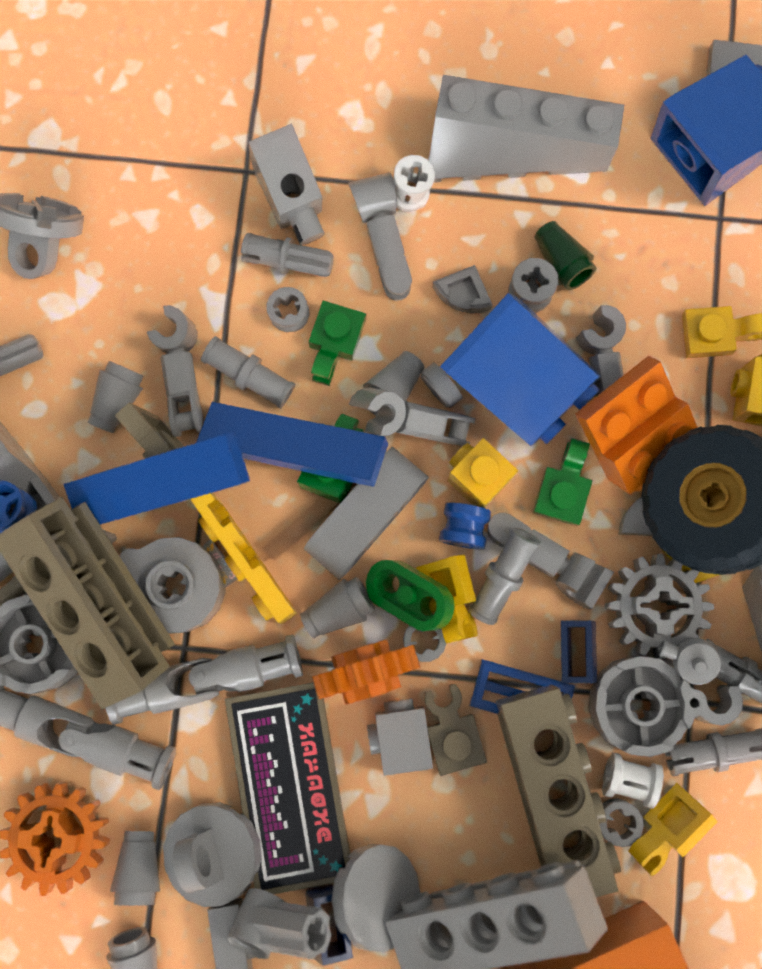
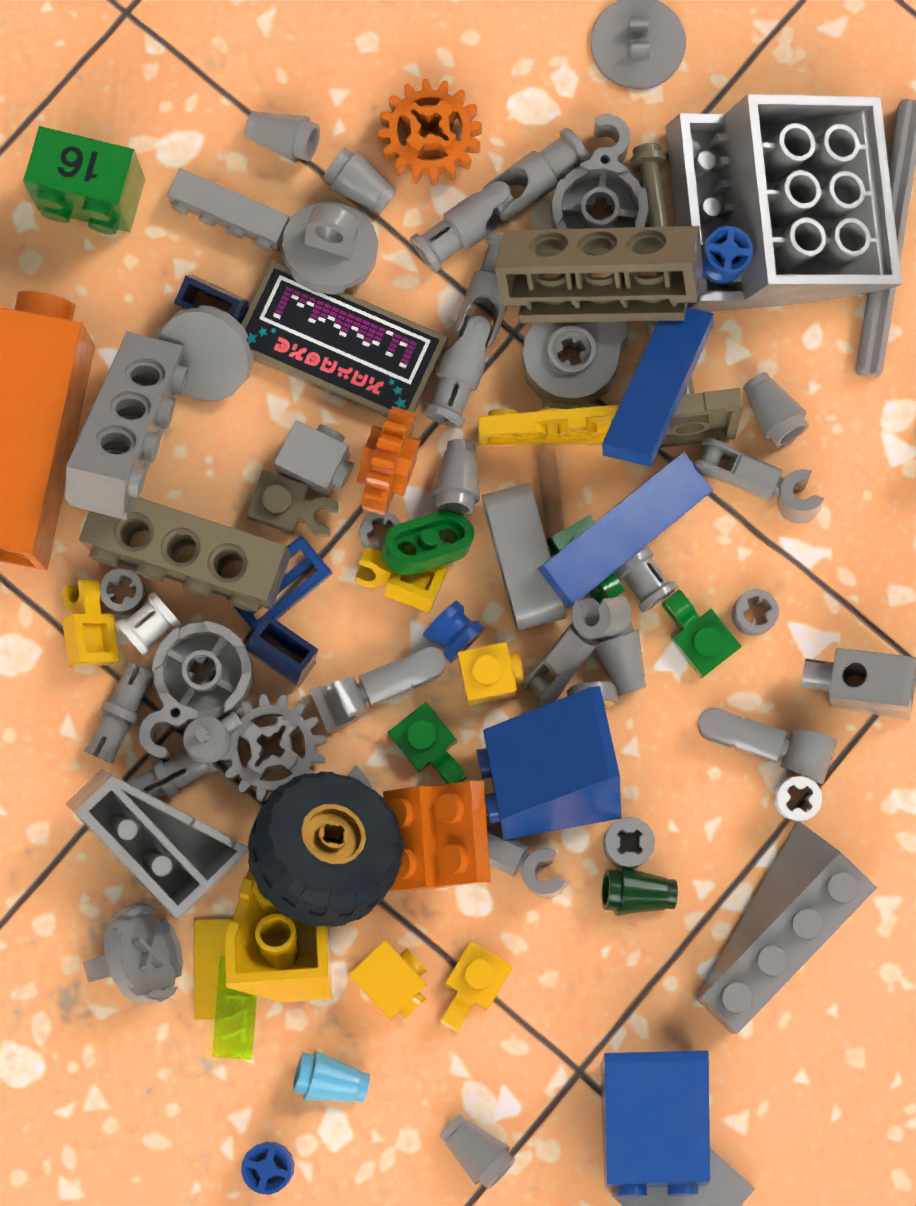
camera: 125 degrees right, 0 degrees up
(247, 372) = (719, 538): light grey pin -> none
(272, 925) = (243, 257): light grey piece -> none
(286, 255) = (805, 642): light grey axle -> none
(320, 400) = (646, 579): none -> light grey bush
(464, 291) = (667, 781): light grey tile -> none
(504, 576) = (388, 632): light grey pin -> none

